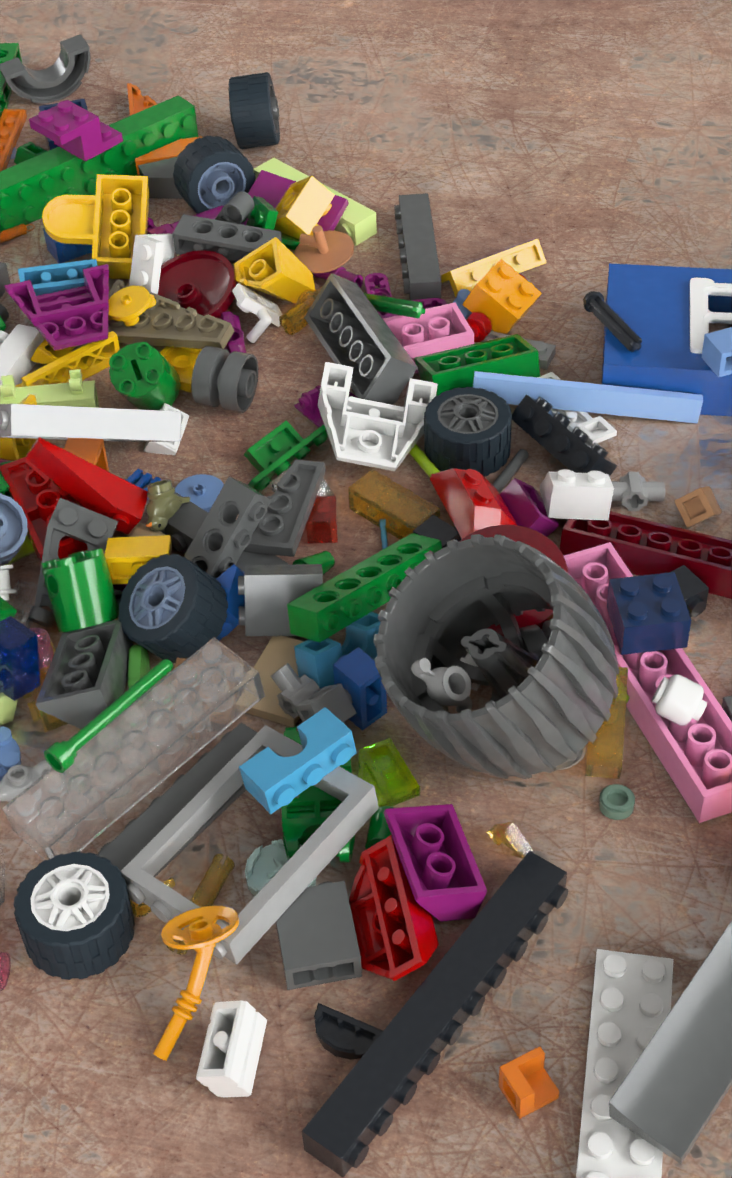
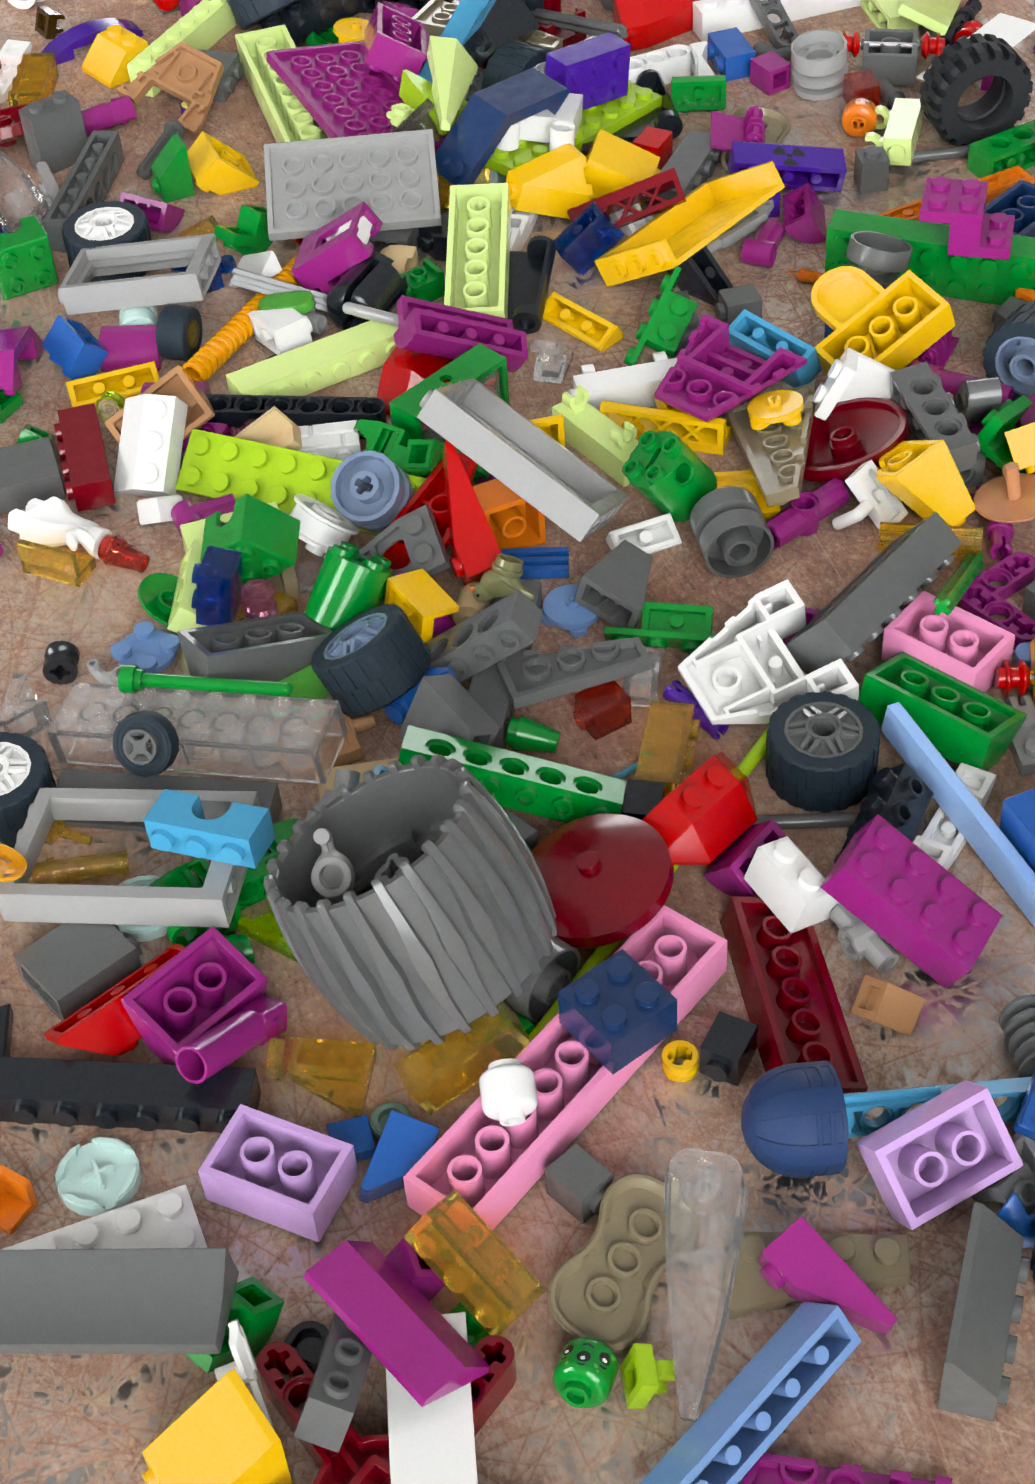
camera: 60 degrees right, 0 degrees up
(45, 187) = (879, 255): none -> dark grey wheel
(149, 787) = (132, 739): none -> black wheel
(216, 456) = (617, 585): none -> dark grey slope
(346, 478) = (683, 695): none -> dark purple pin
(498, 854) = (232, 1039): none -> magenta piece
(544, 1009) = (98, 1176): none -> light aqua tile
(551, 812) = (334, 1071): none -> clear yellow wing
(618, 831) = (355, 1132): none -> blue tile
(635, 878) = (279, 1172): none -> lavender brick
(643, 445) = (911, 901): none -> magenta brick
(663, 804) = (398, 1150): none -> blue slope

